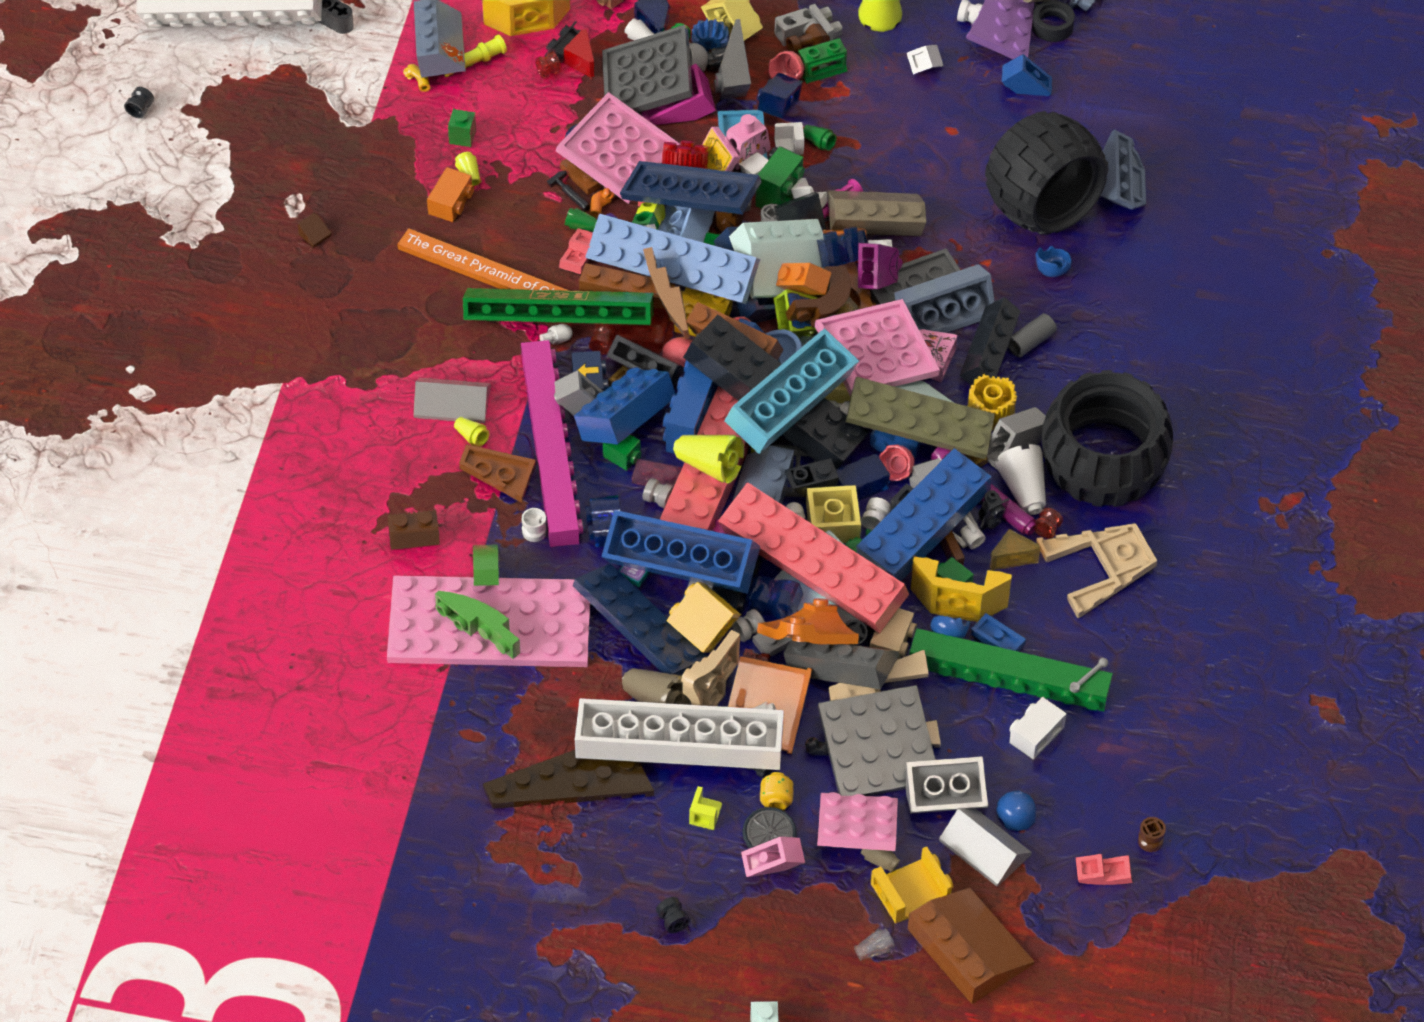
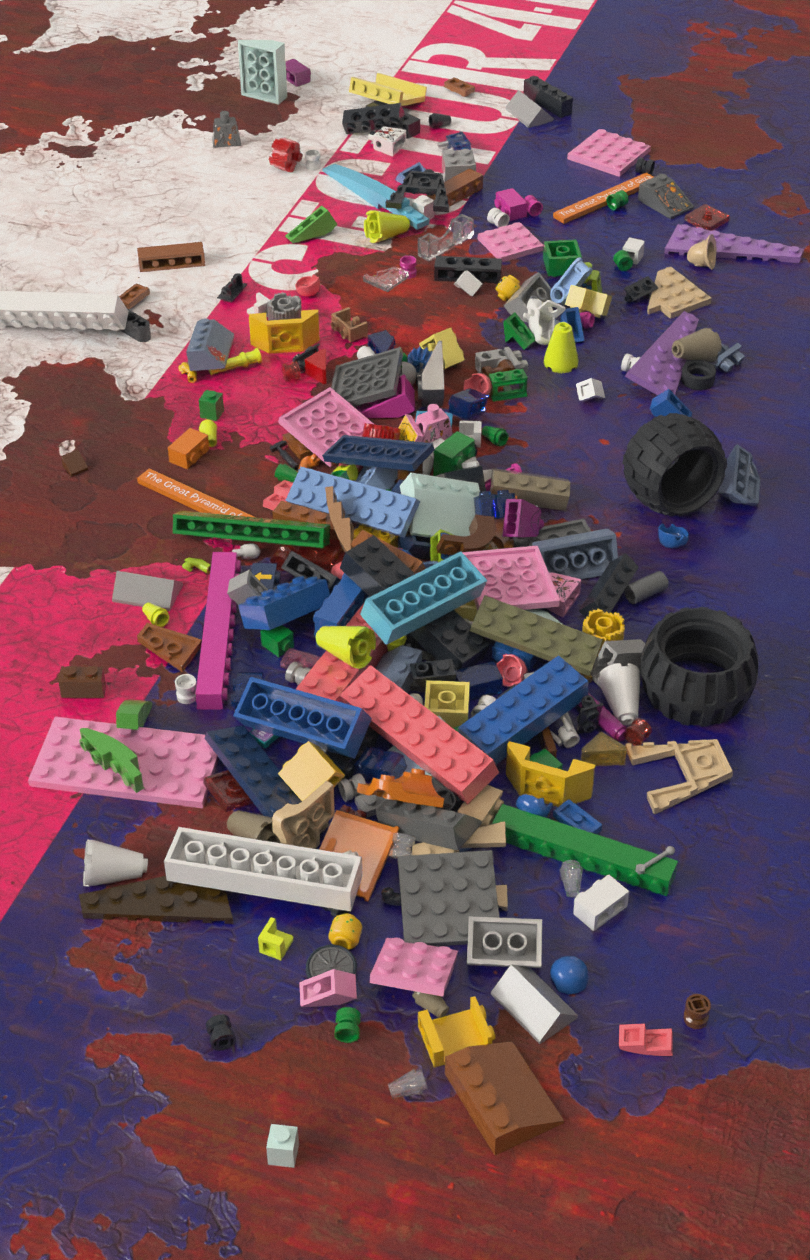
camera: 10 degrees right, 10 degrees down
(503, 356) = (198, 563): none -> lime arm
(508, 746) = (111, 864): none -> white cone
(611, 645) = (226, 791): none -> clear red plate
(801, 893) = (347, 1025): none -> green wheel
(803, 278) = (456, 521): orange brick -> none
(819, 690) = (402, 845): none -> clear wheel
(1002, 703) = (571, 876): none -> clear cone

